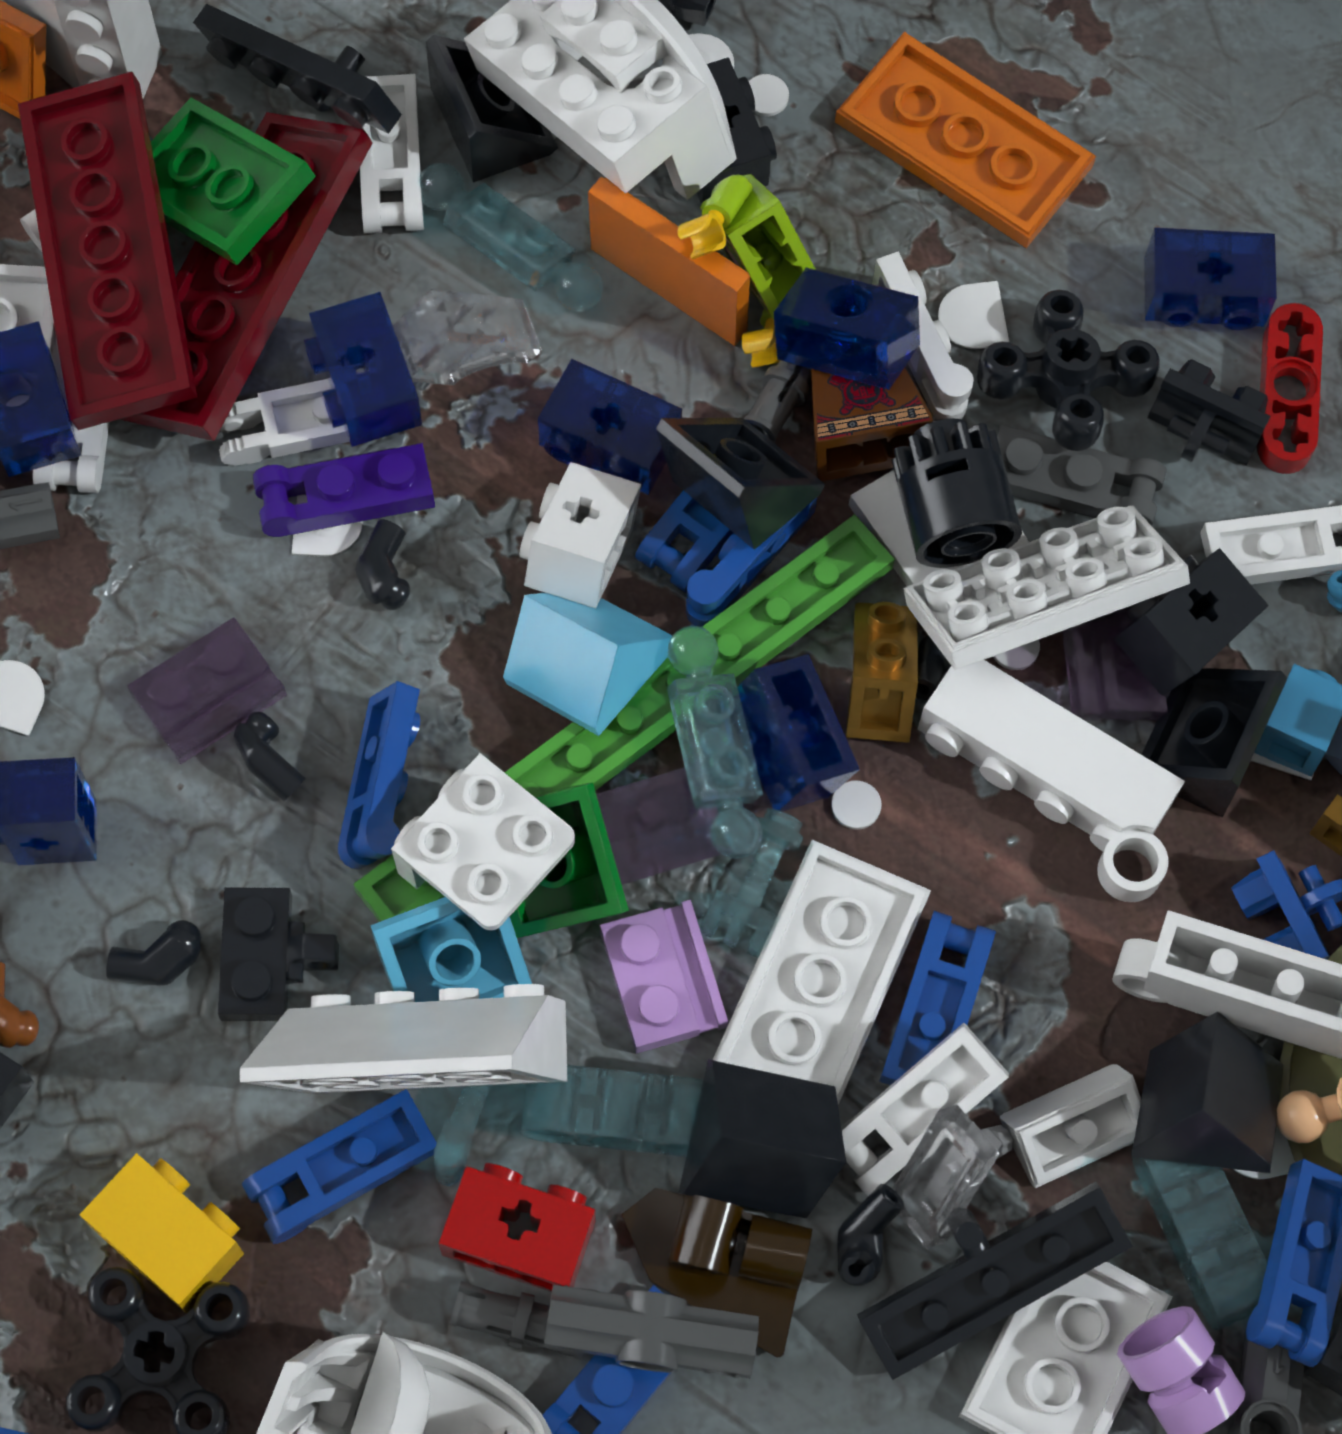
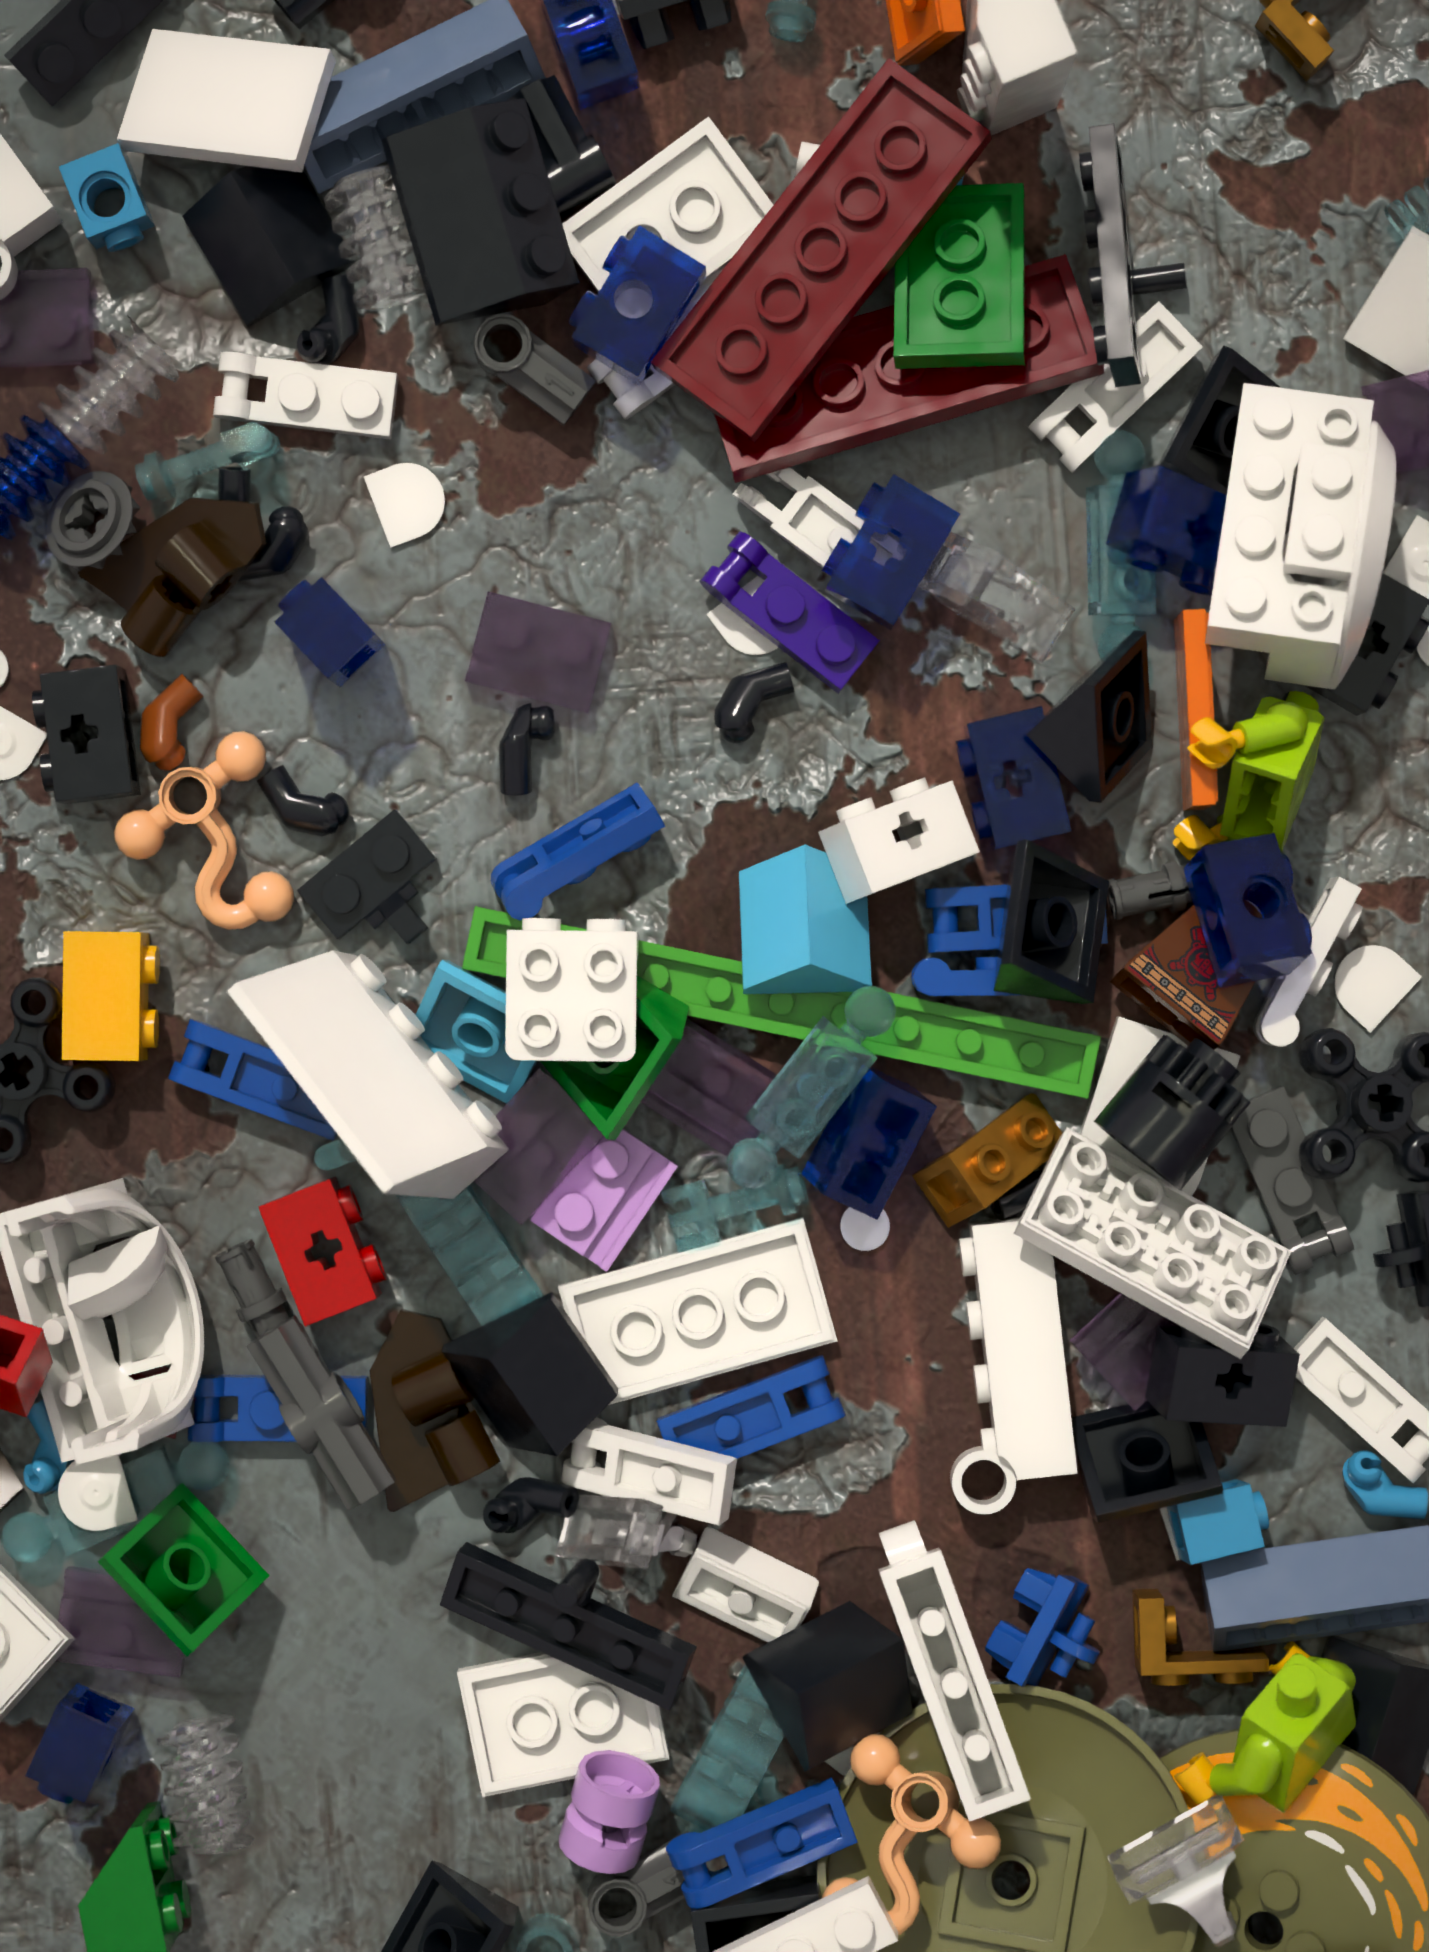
camera: 50 degrees right, 20 degrees up
(63, 1095) = (142, 834): none -> light nougat piece
(524, 175) = (1169, 526): none -> clear blue brick
(588, 973) = (545, 1144): none -> clear purple plate
(614, 327) = (1102, 721): none -> black slope

